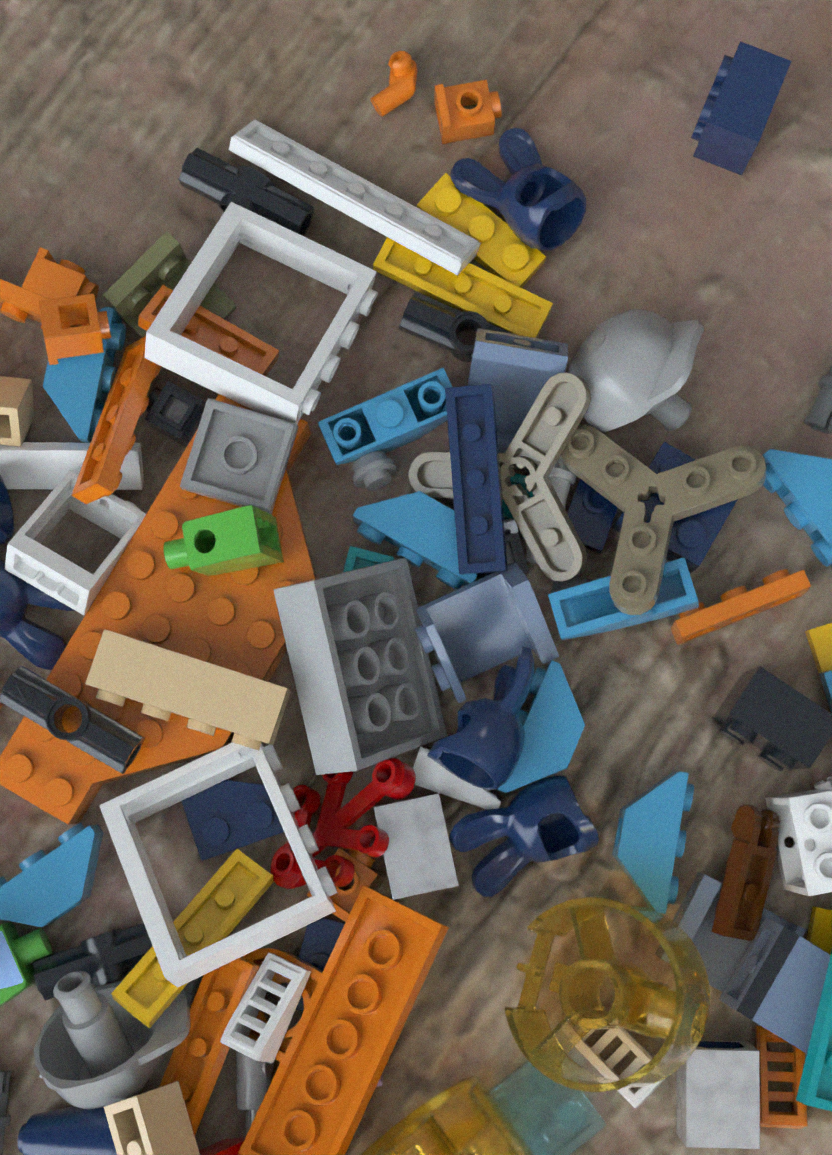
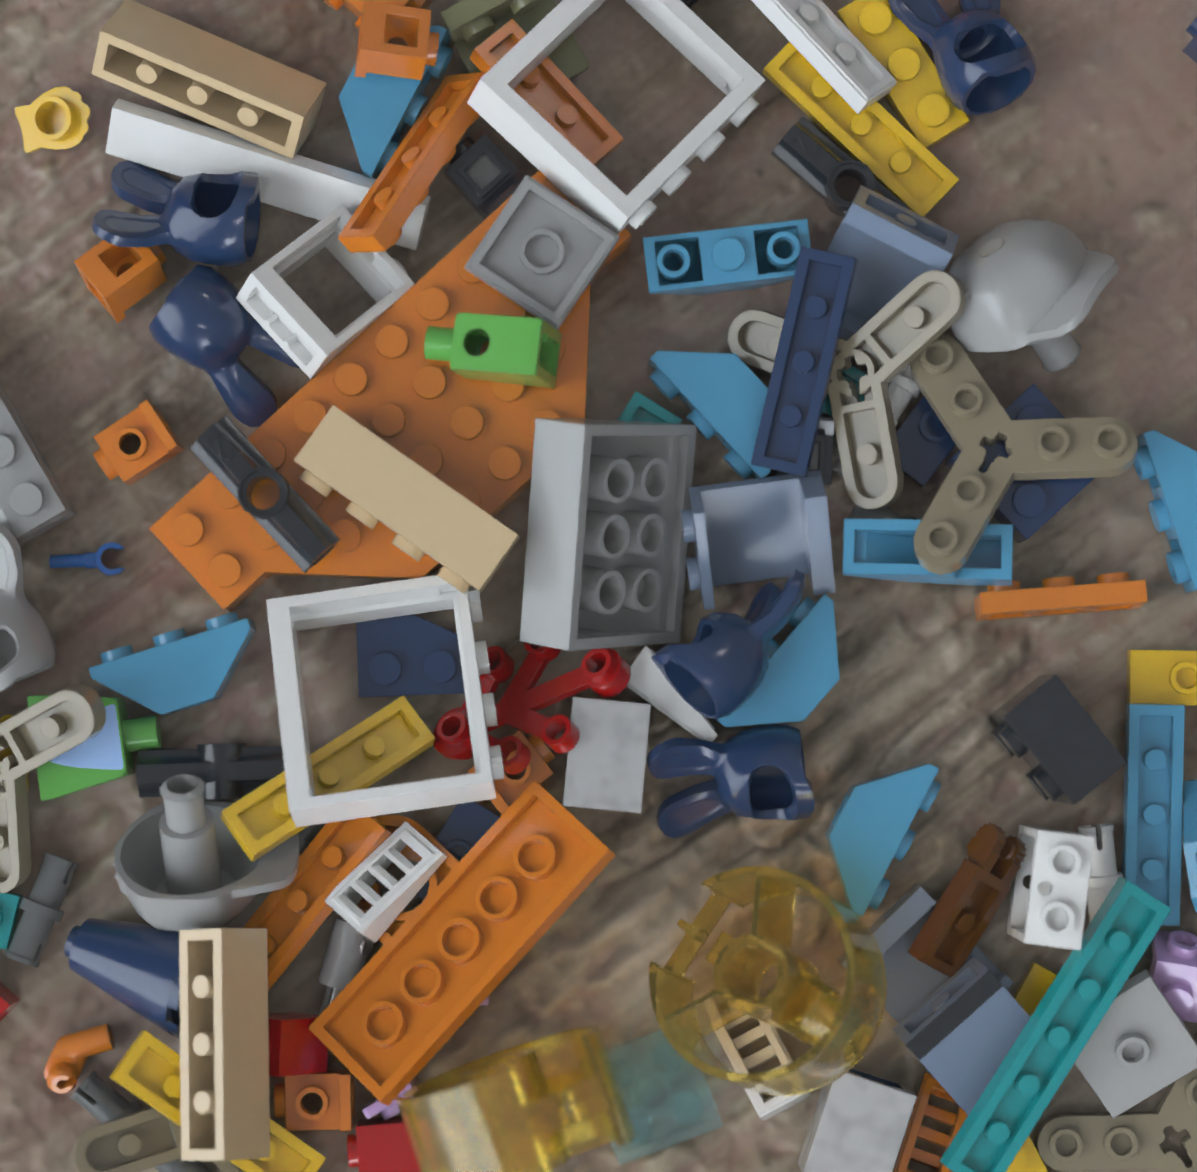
camera: 15 degrees right, 5 degrees up
(373, 471) = (689, 312): light grey plate -> none

